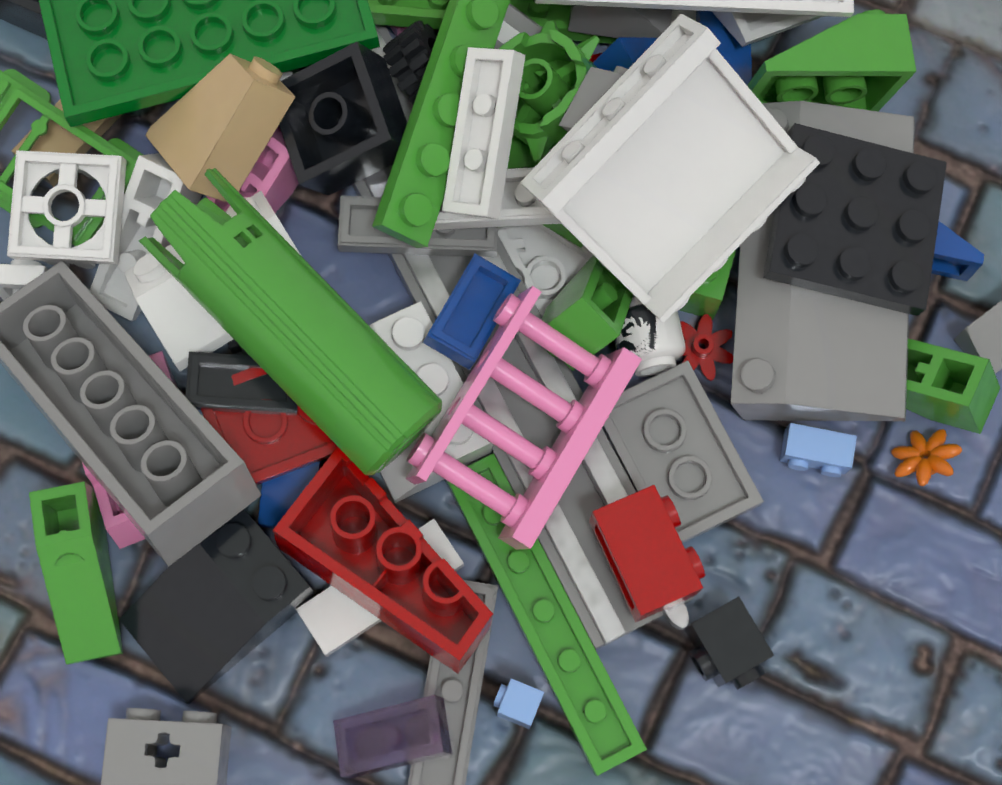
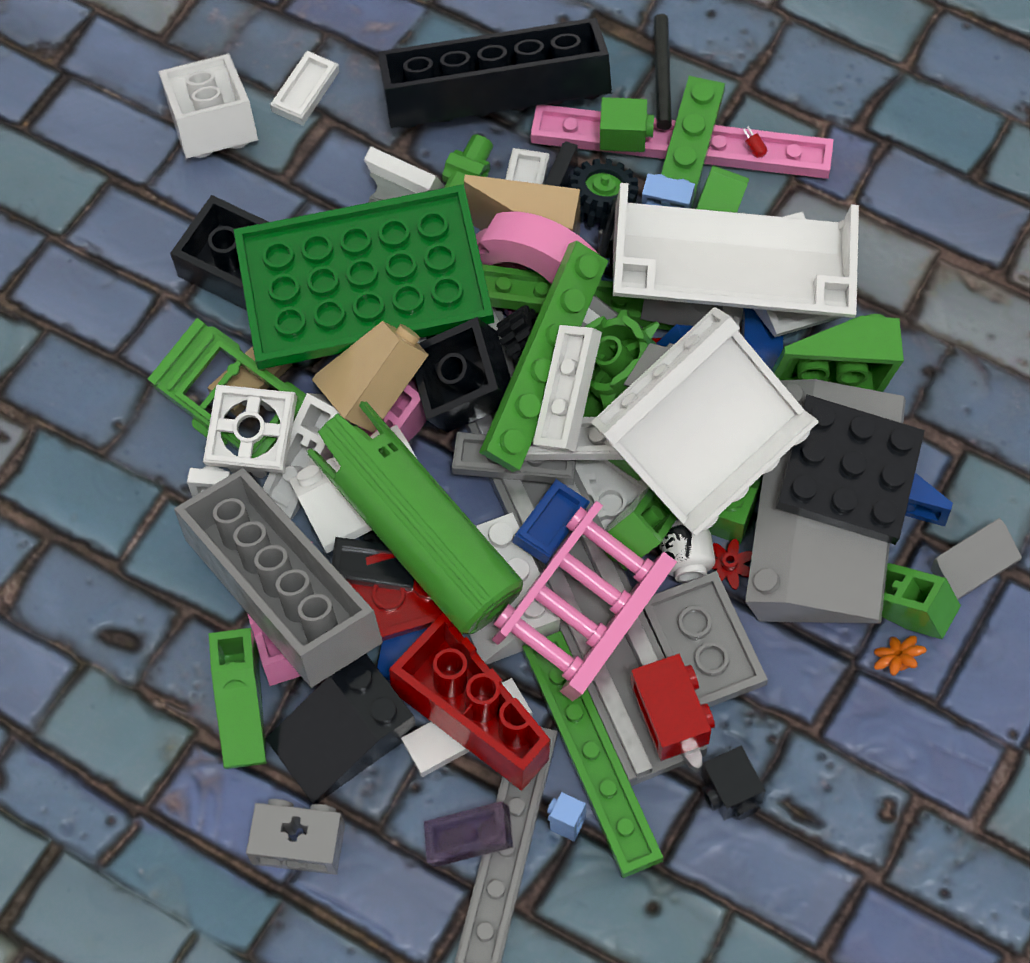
camera: 10 degrees right, 10 degrees down
(818, 449) = (814, 645): light blue piece -> none

